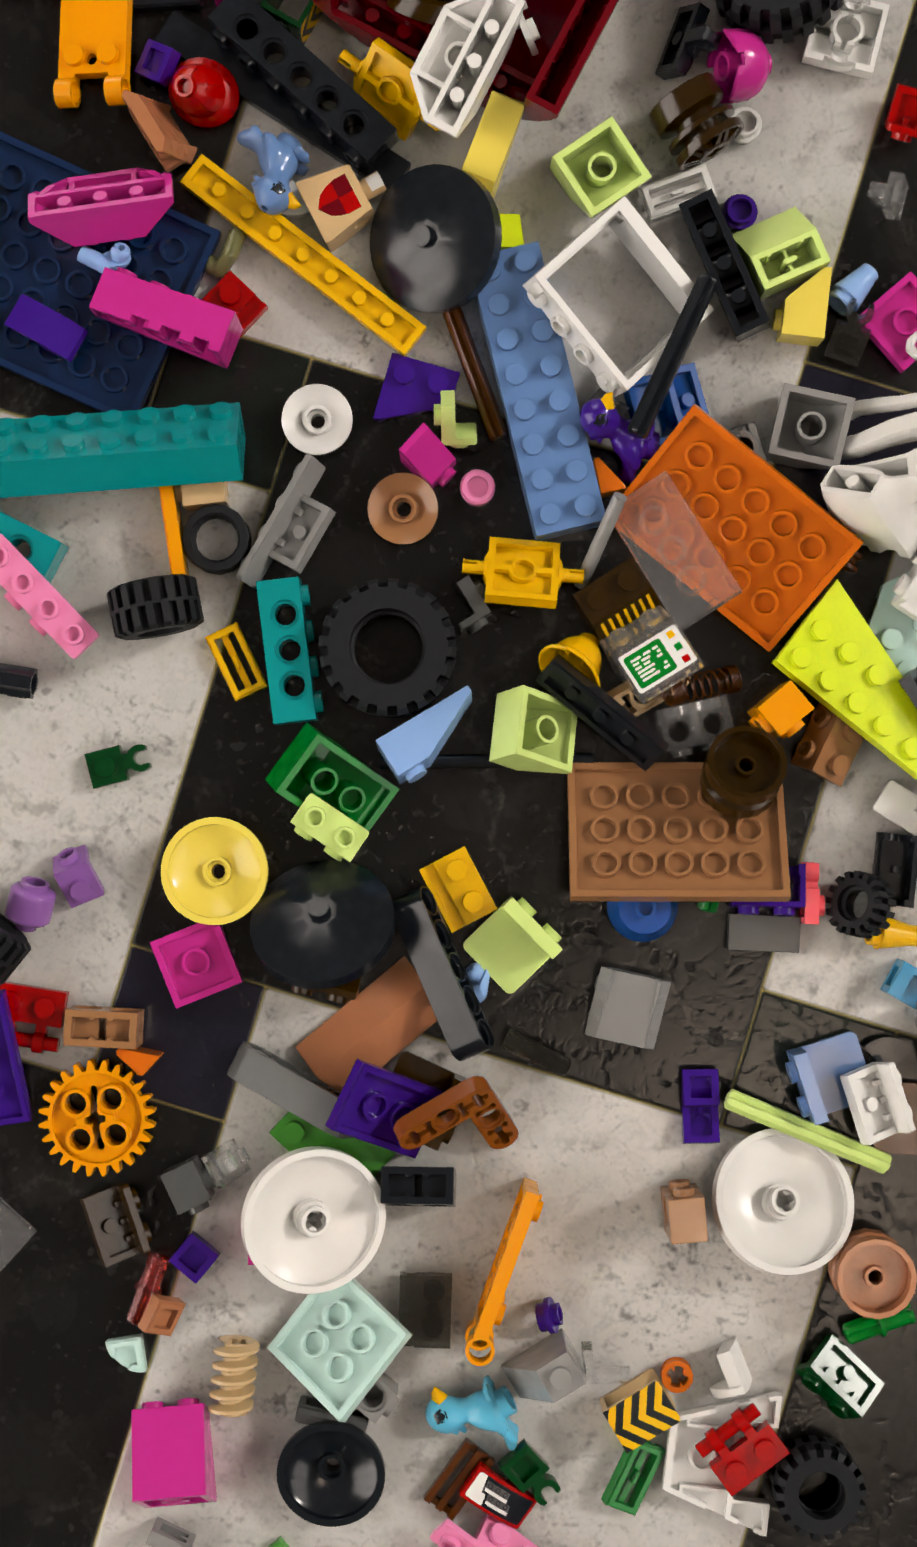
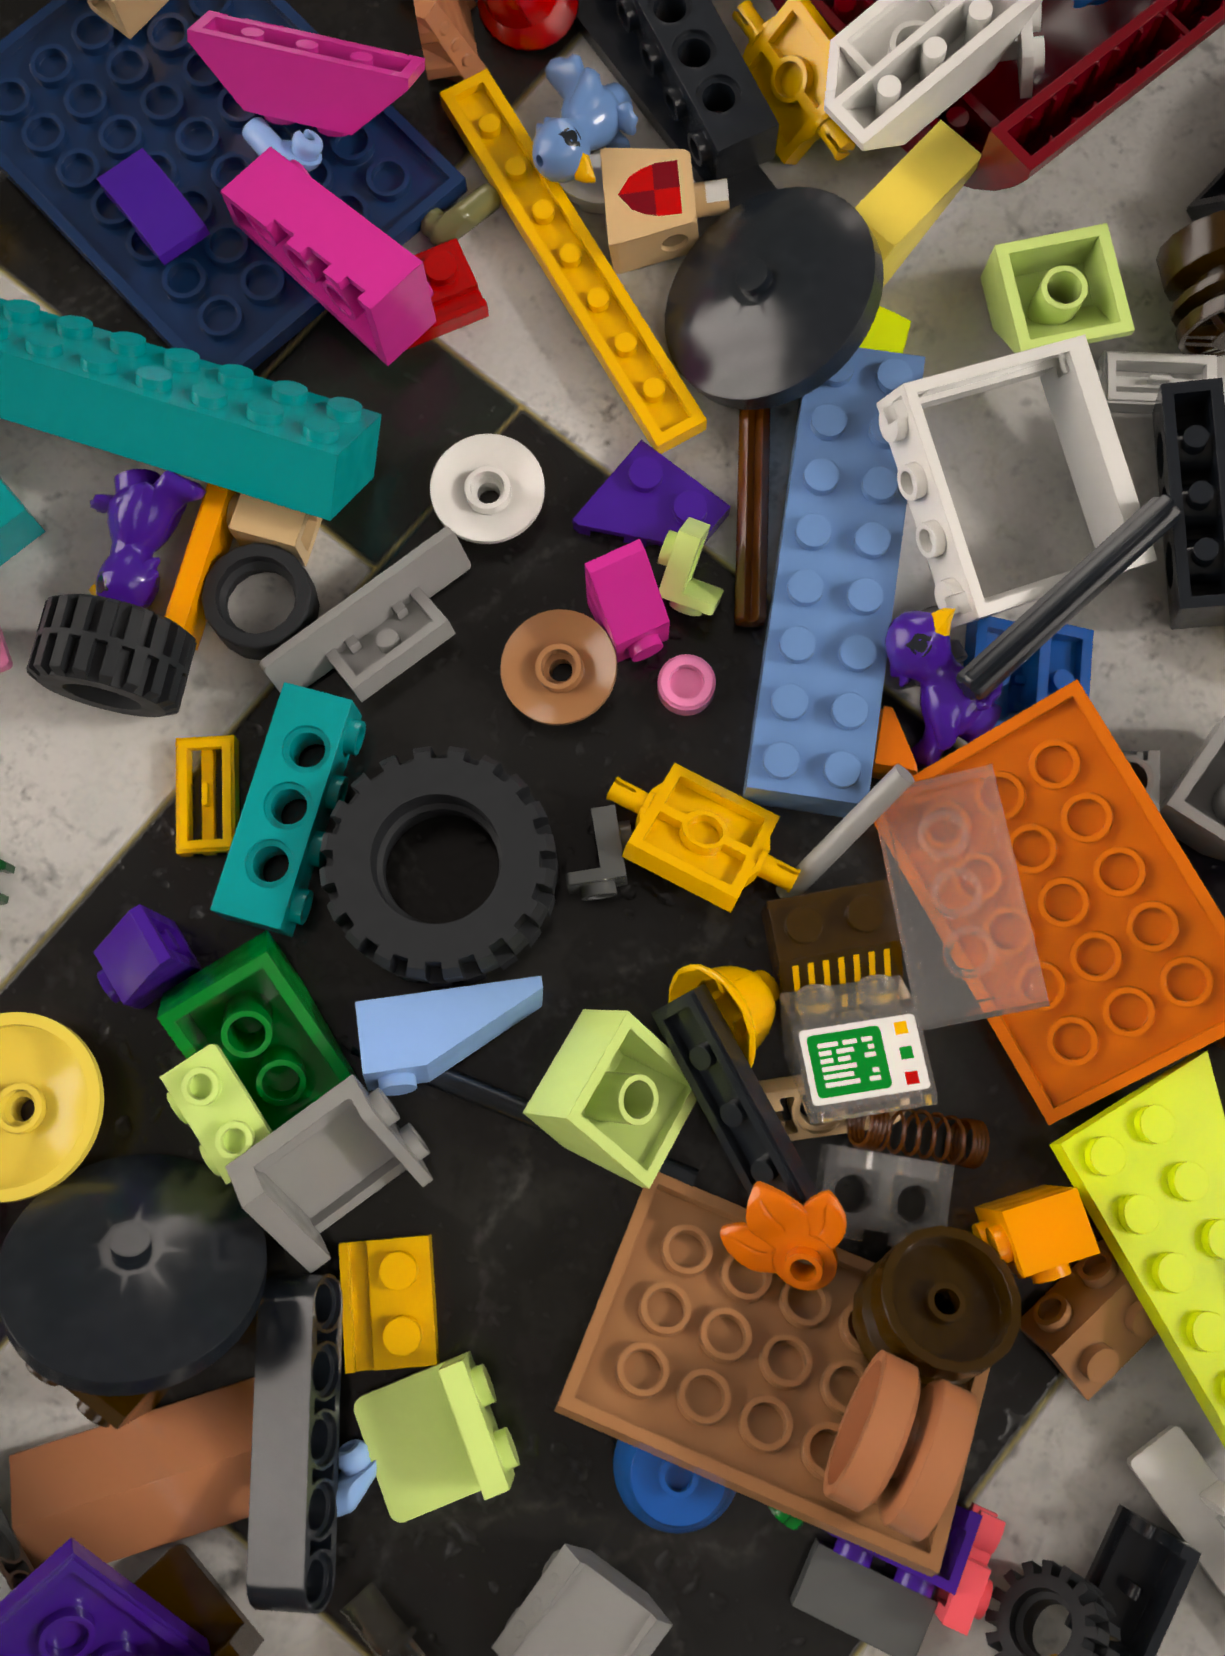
camera: 25 degrees right, 10 degrees down
(127, 521) = (139, 524): none -> dark purple animal
(247, 766) = (143, 958): none -> dark purple slope
(397, 830) = (325, 1167): none -> light grey panel
(650, 765) = (784, 1231): none -> orange plate
(747, 842) = (901, 1446): none -> nougat wheel

